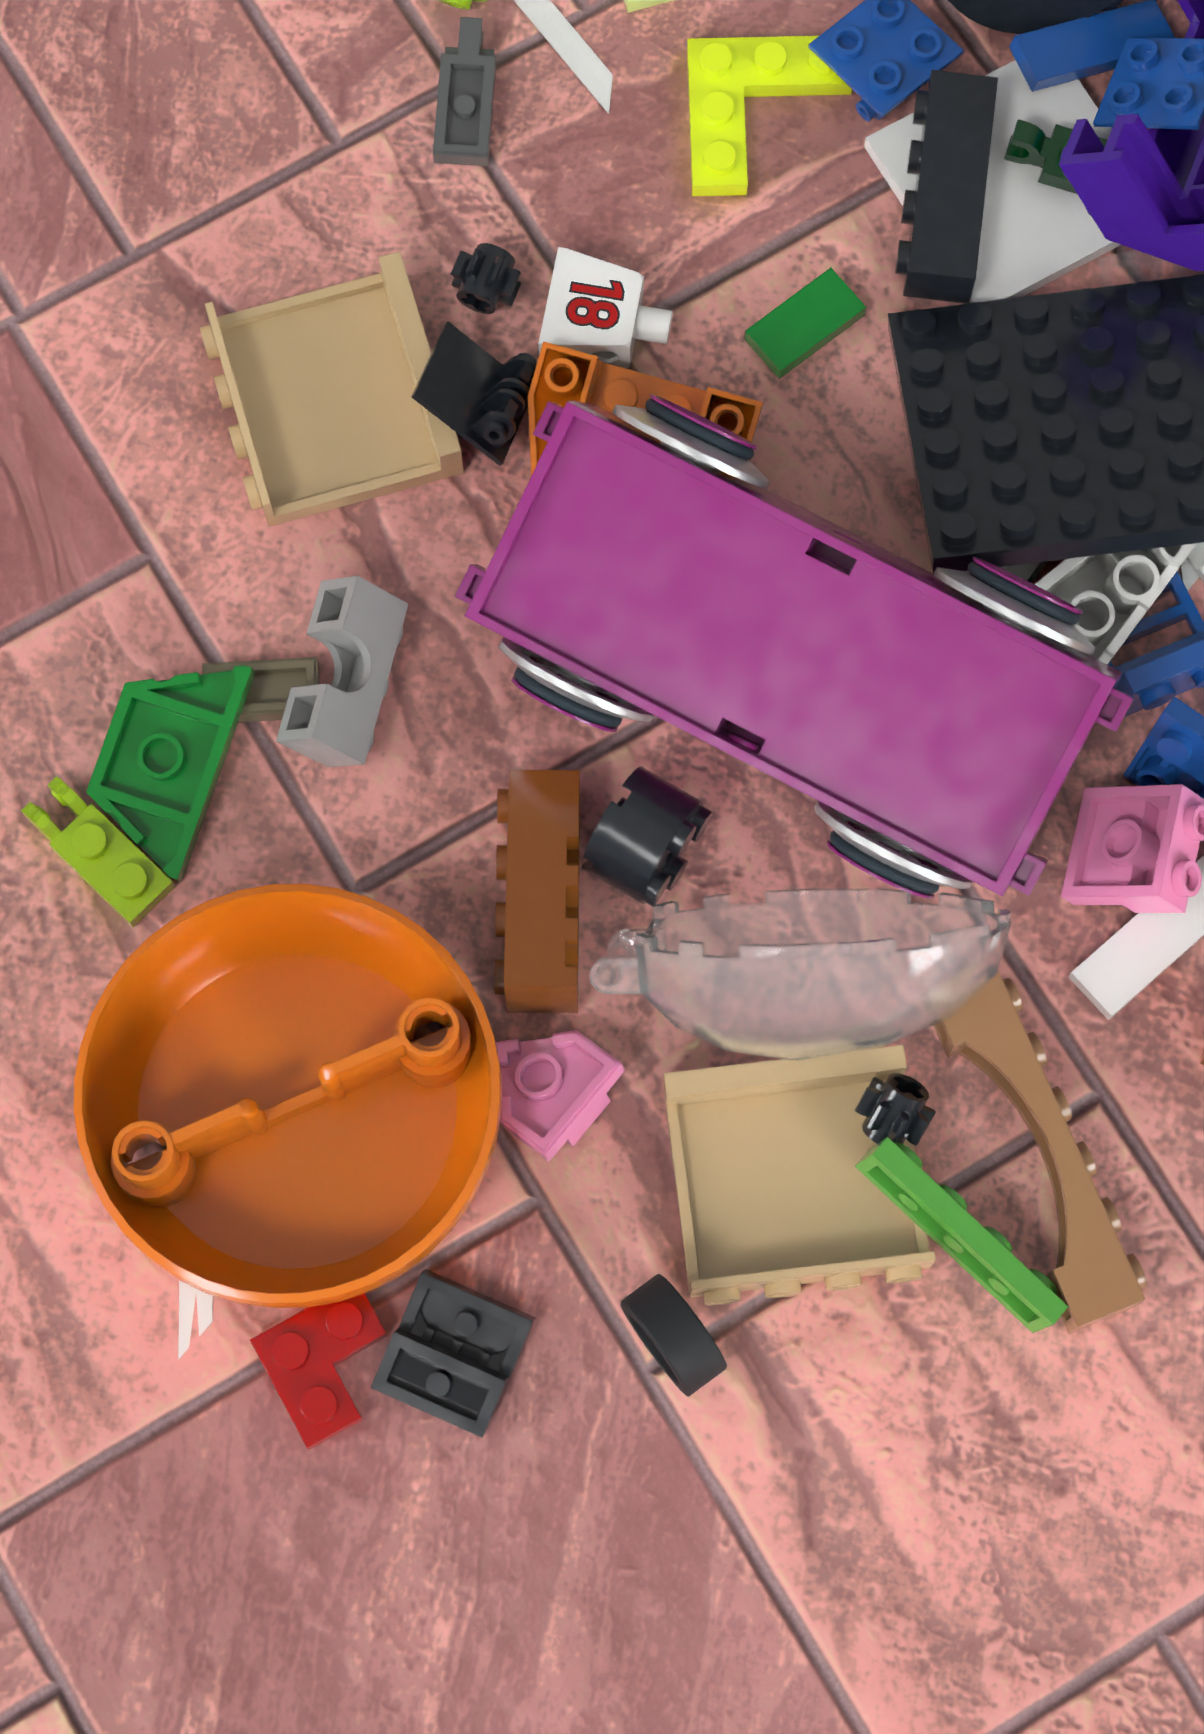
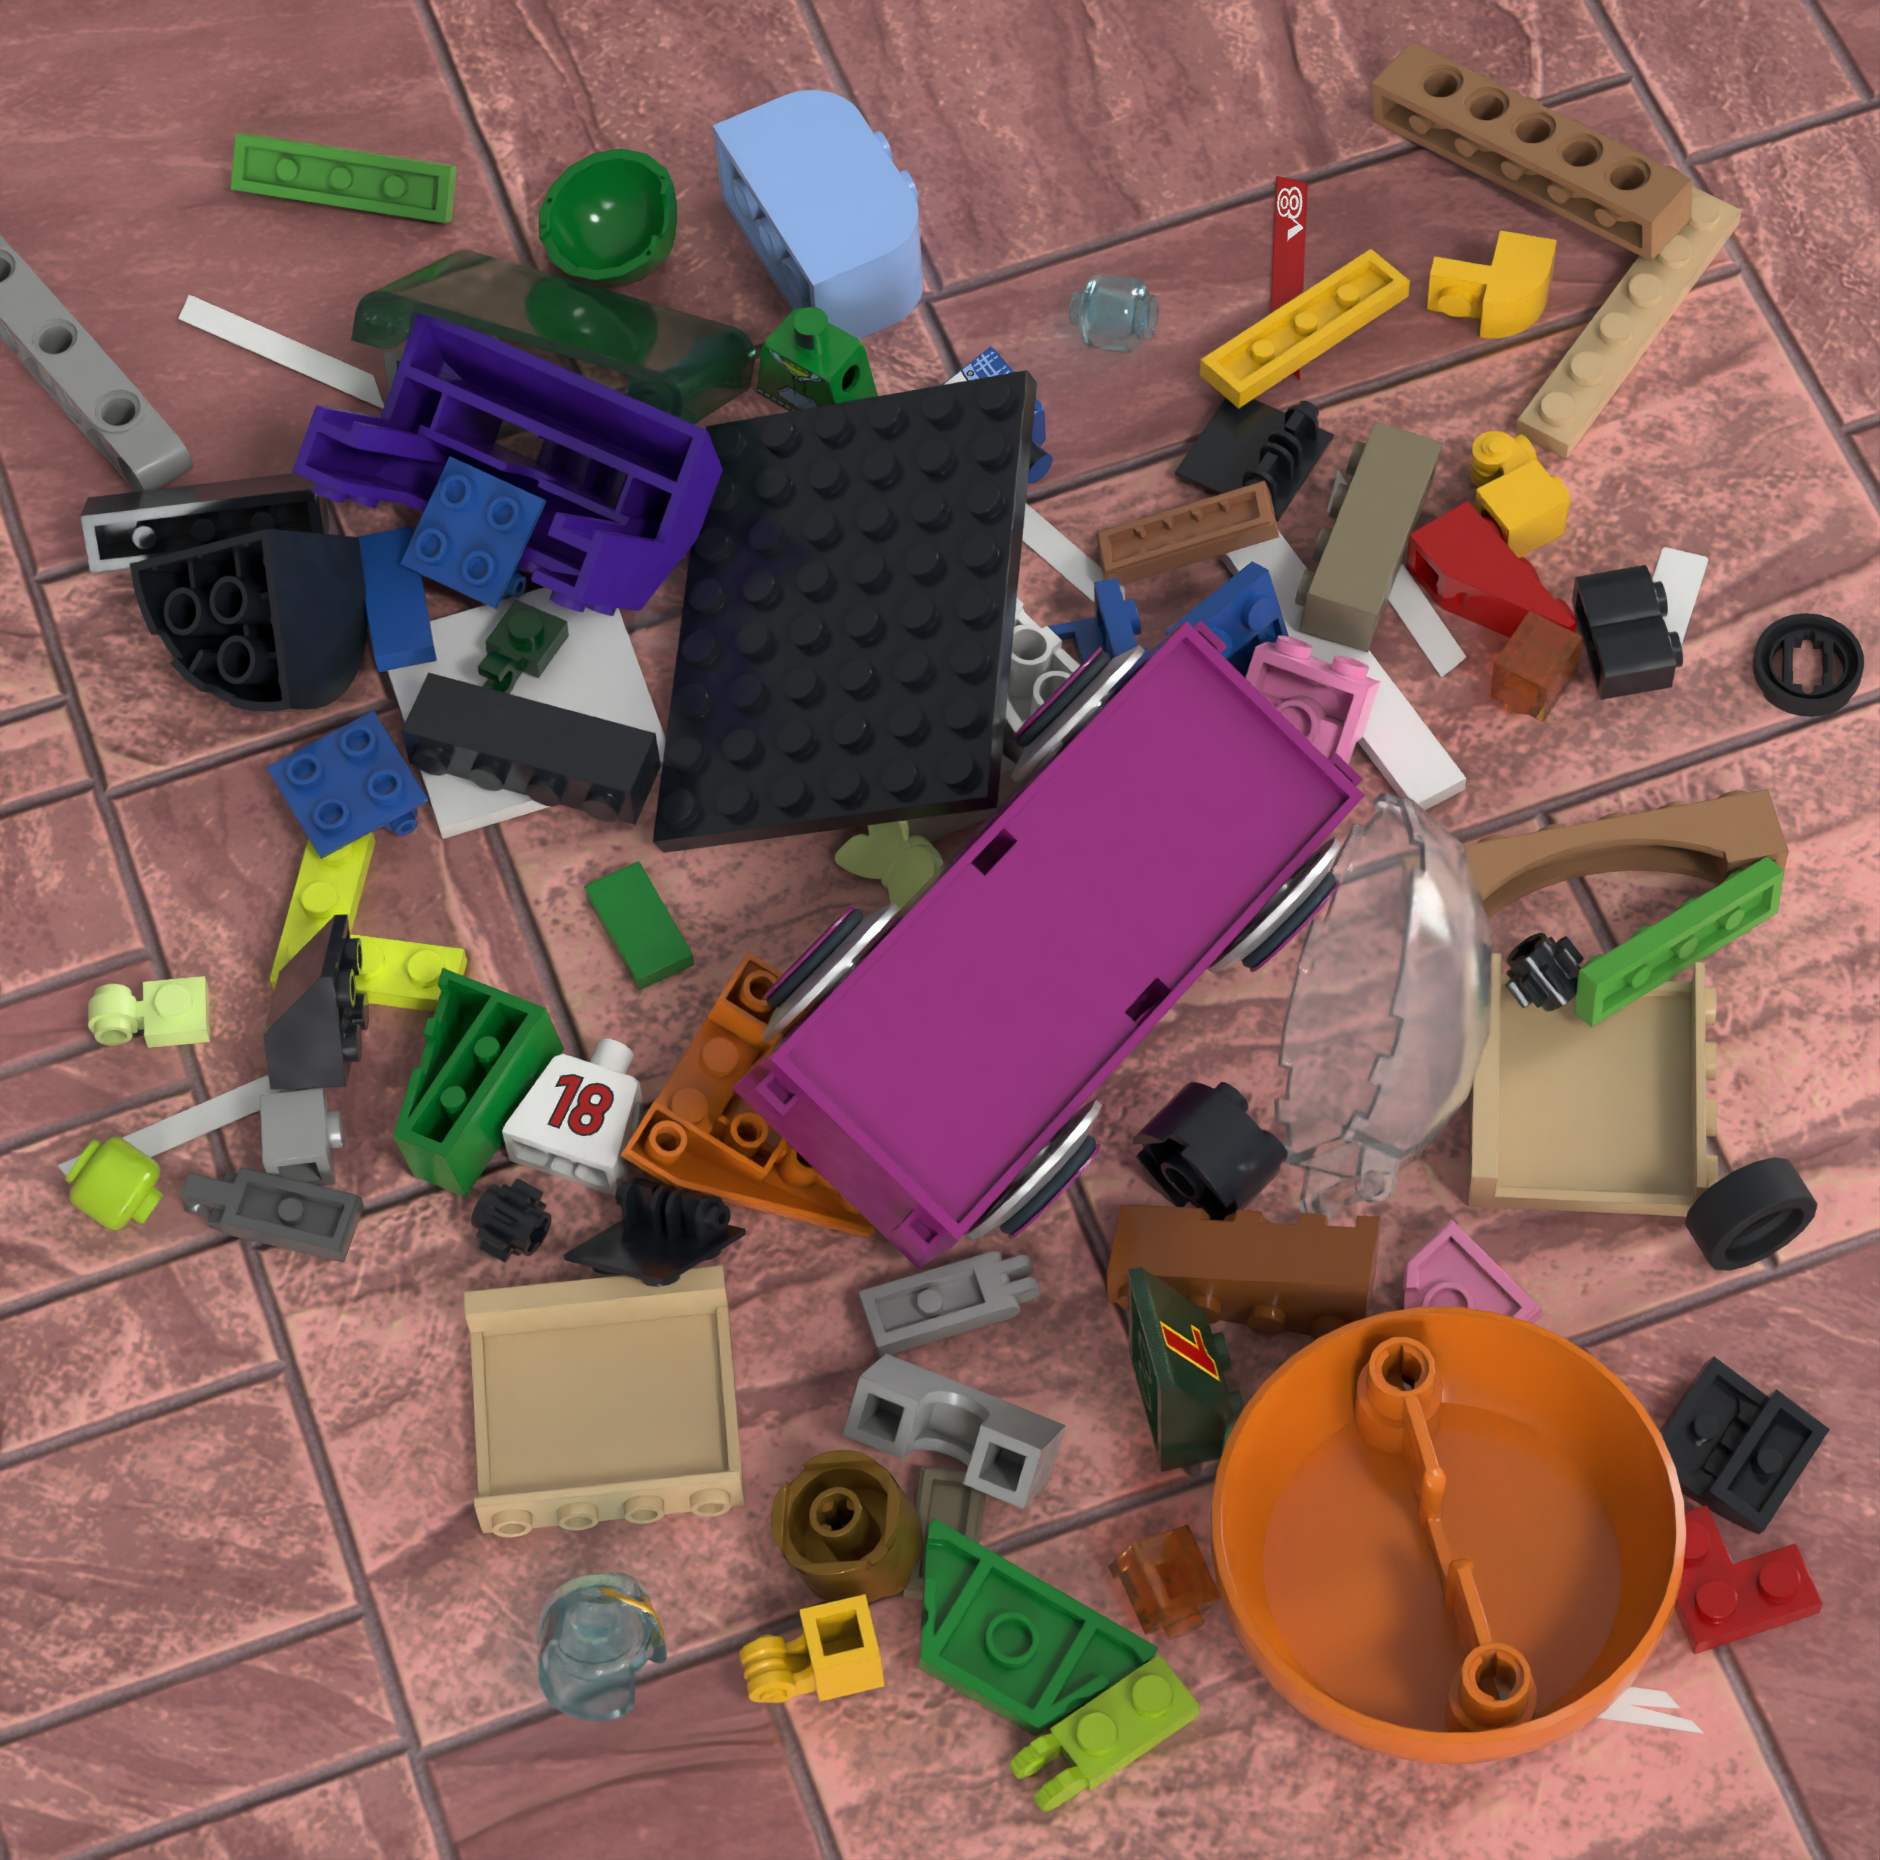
camera: 75 degrees left, 15 degrees down
(100, 423) = (594, 1642): none -> clear light blue helmet
(120, 603) = (831, 1657): none -> yellow brick
(232, 601) = (847, 1527): none -> pearl gold brick
(241, 851) = (1167, 1582): none -> clear orange brick
(417, 842) = (1179, 1373): none -> slope
(472, 651) = (946, 1301): none -> light grey hinge
(536, 95) = (300, 1135): none -> light grey brick
(607, 212) = (472, 1076): none -> green wedge
(638, 74) = (317, 1012): none -> black slope
(904, 528) = (893, 857): none -> yellowish green animal

